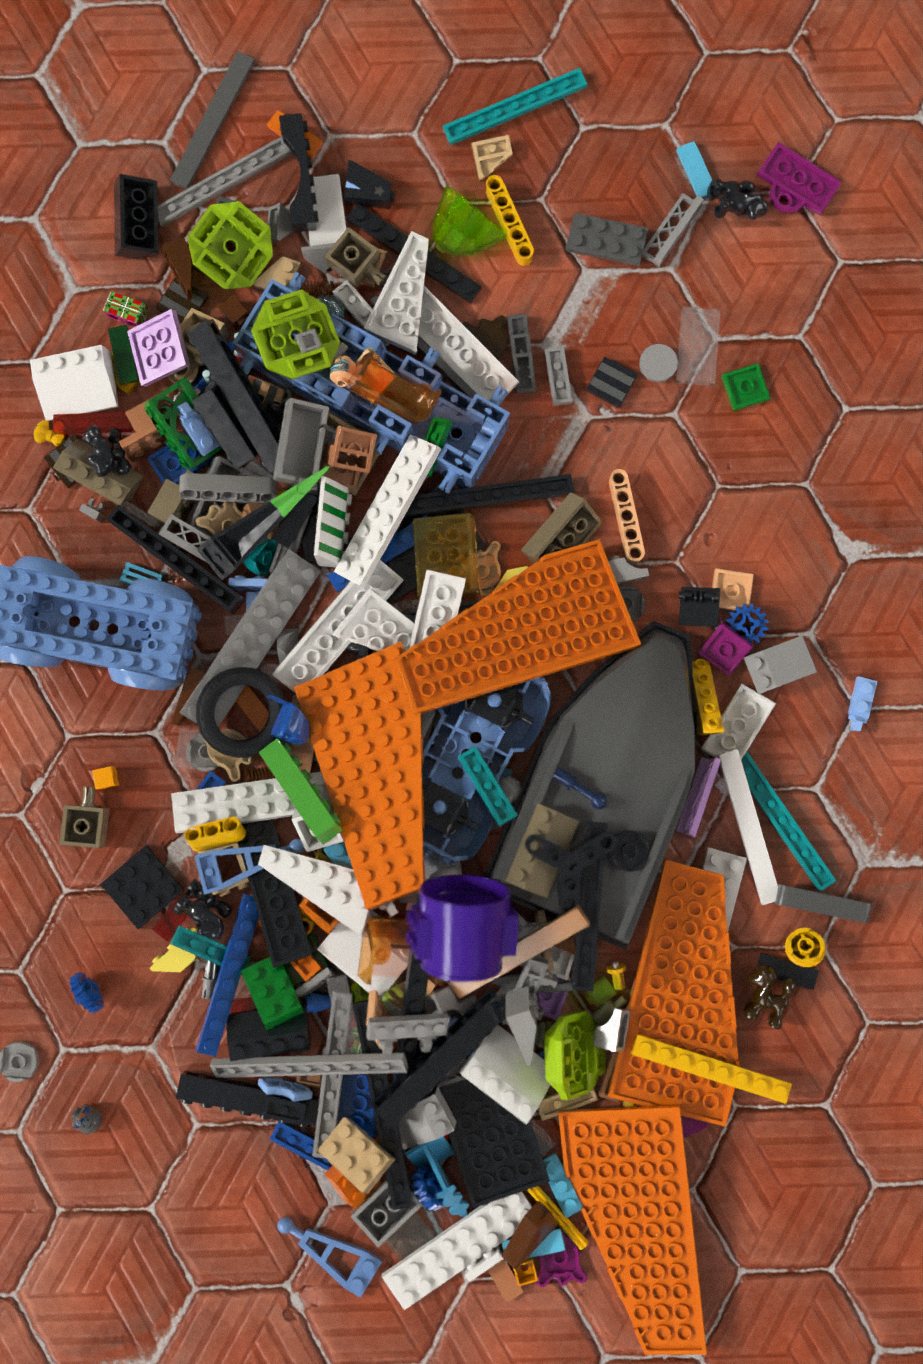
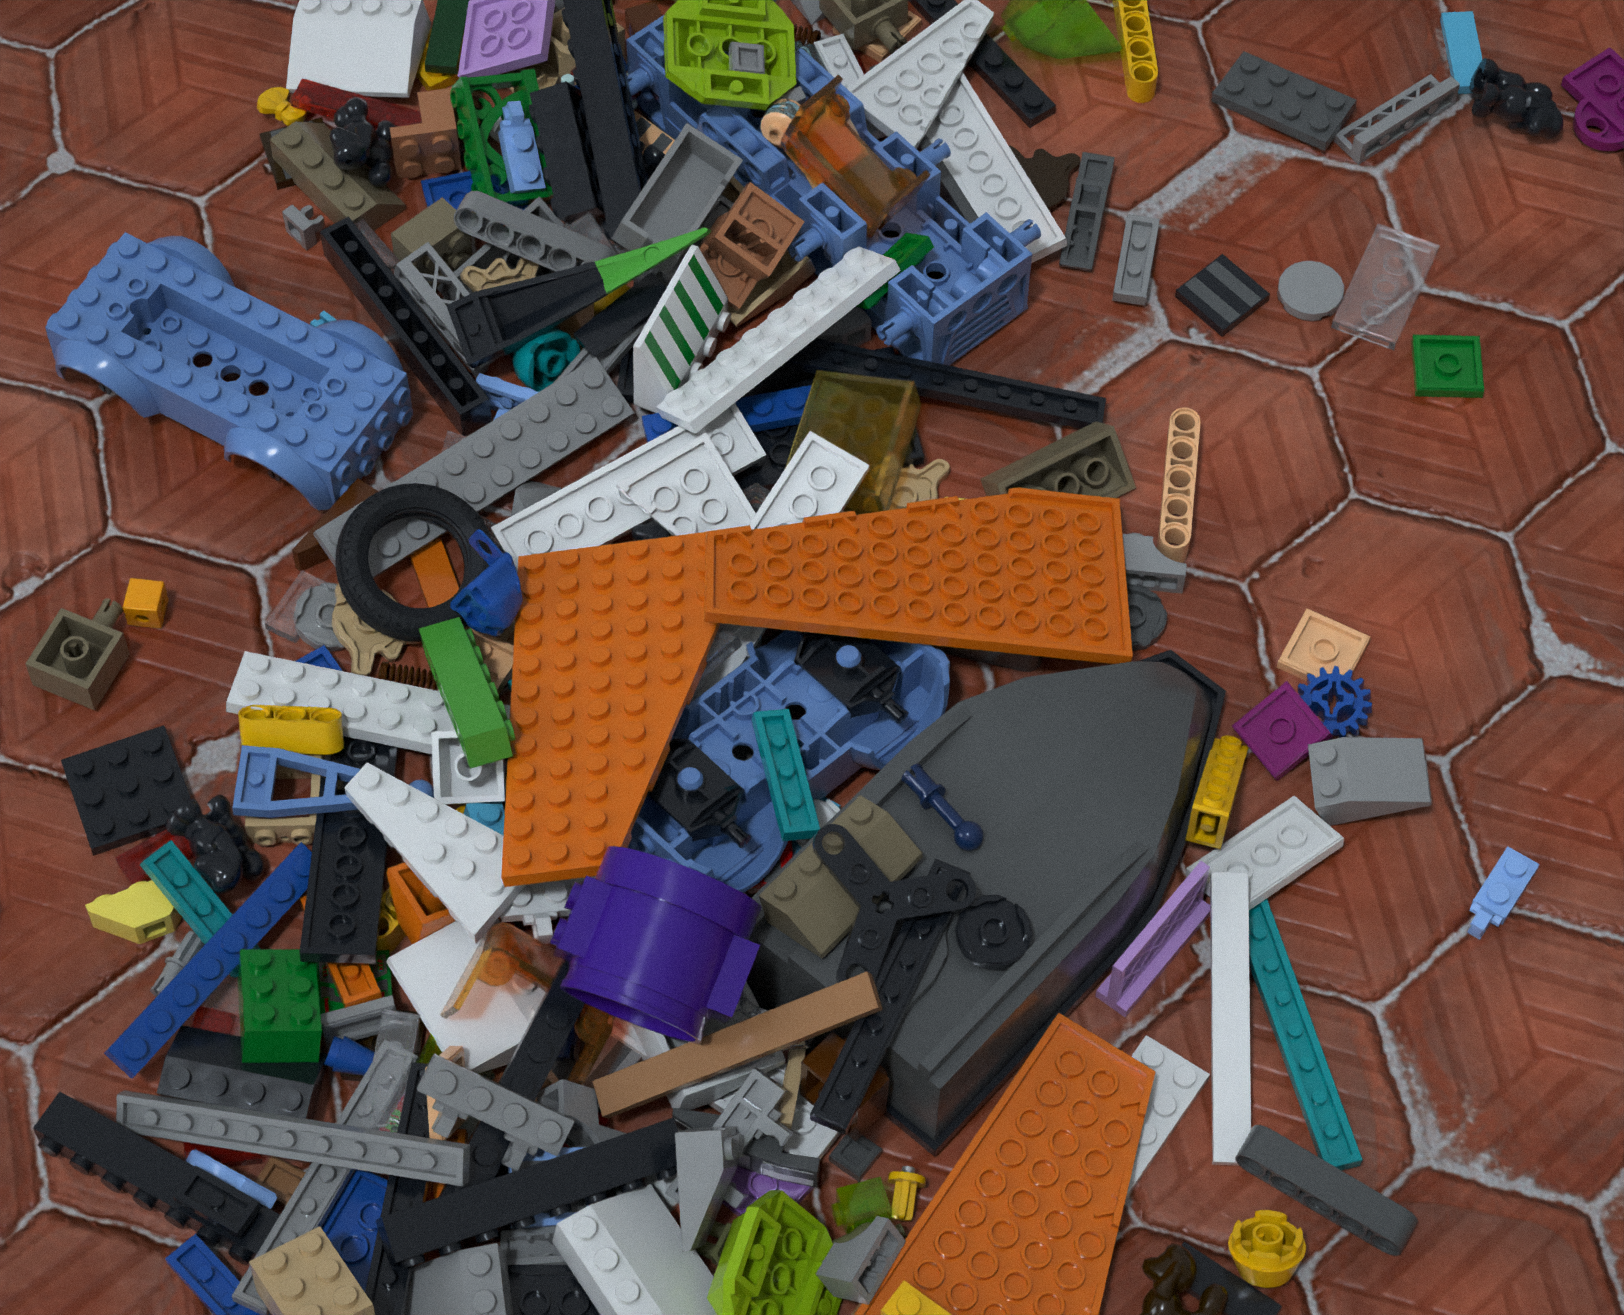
camera: 15 degrees right, 25 degrees down
(699, 606) = (1257, 653): black hinge -> none

